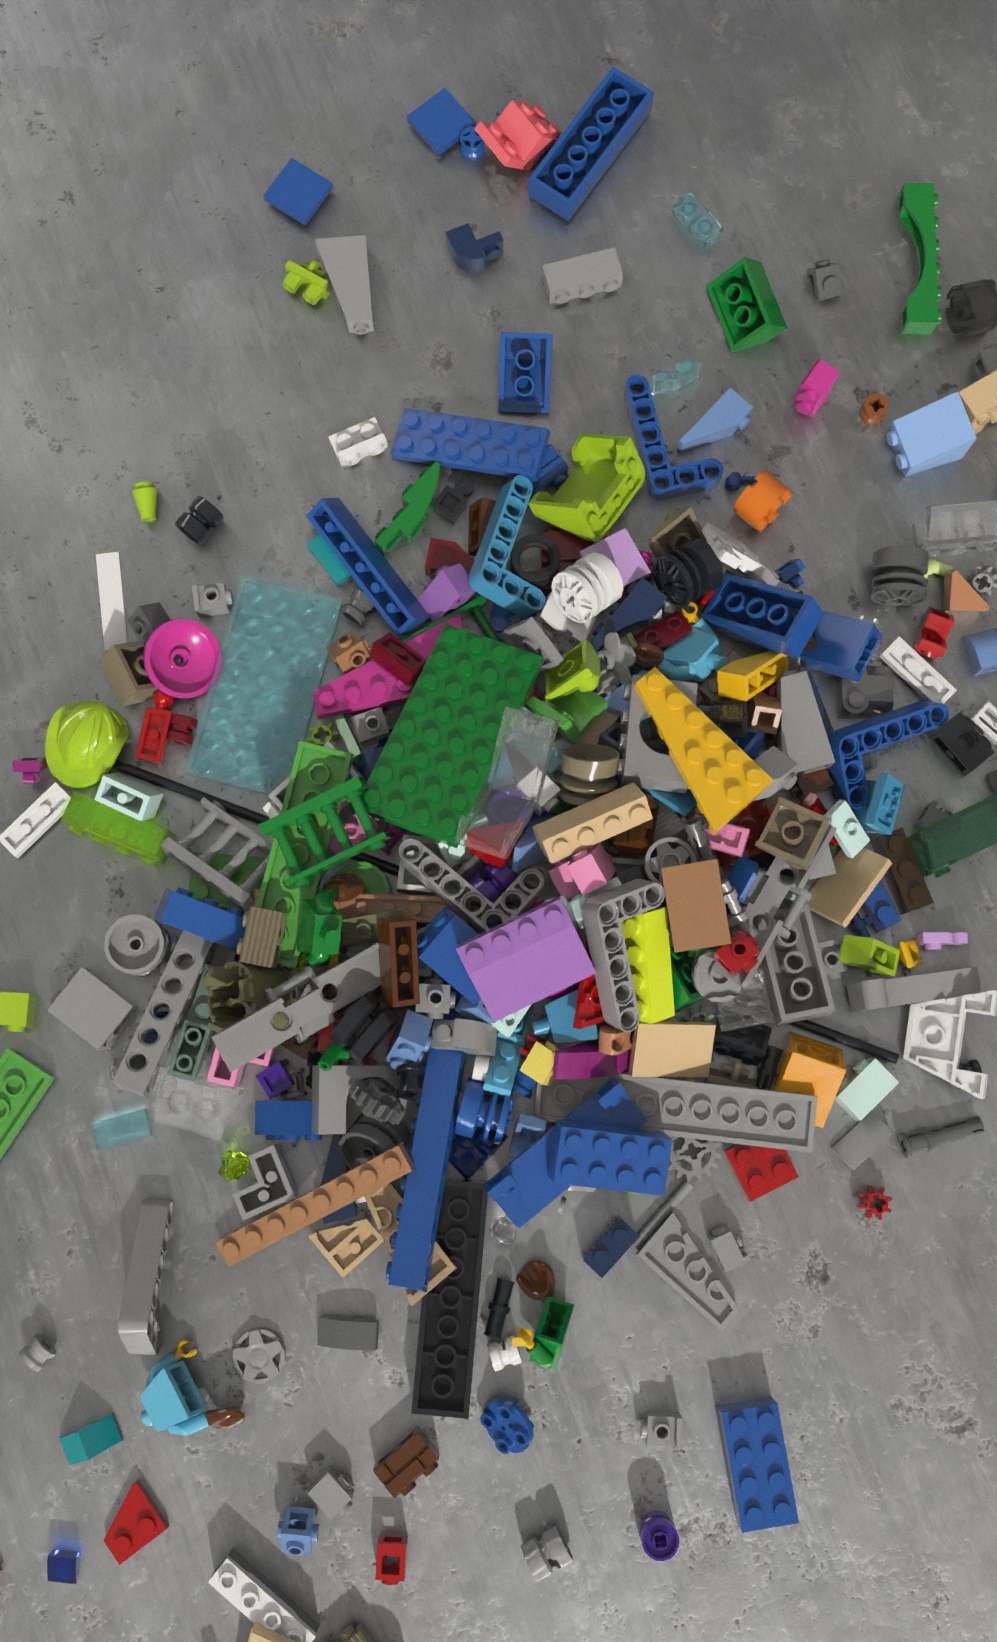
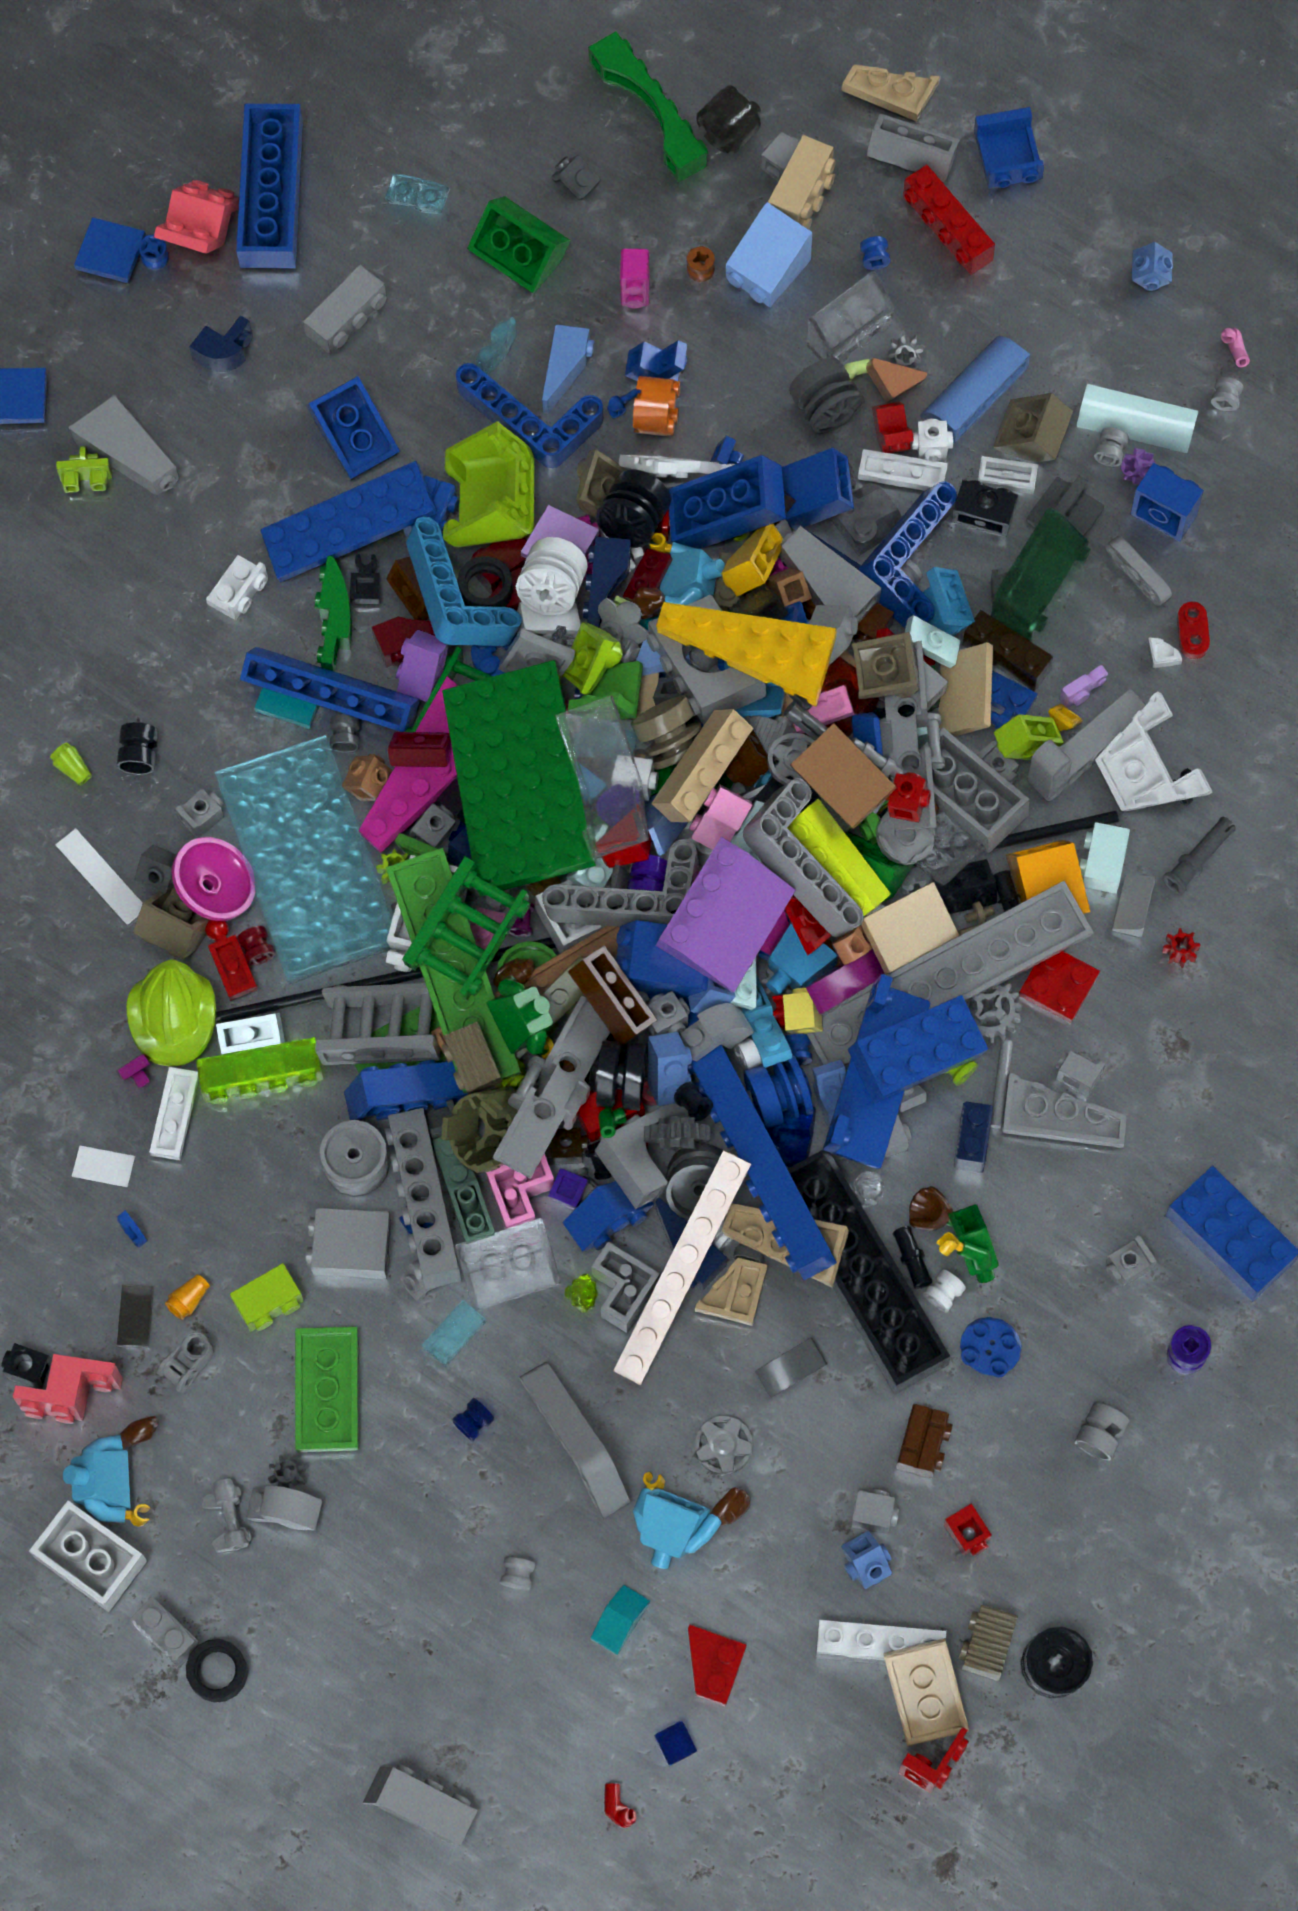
camera: 30 degrees left, 10 degrees down
(87, 1208) = (473, 1419): none -> clear blue wheel
(786, 467) = (656, 362): none -> blue brick
(957, 664) = (932, 440): none -> white brick

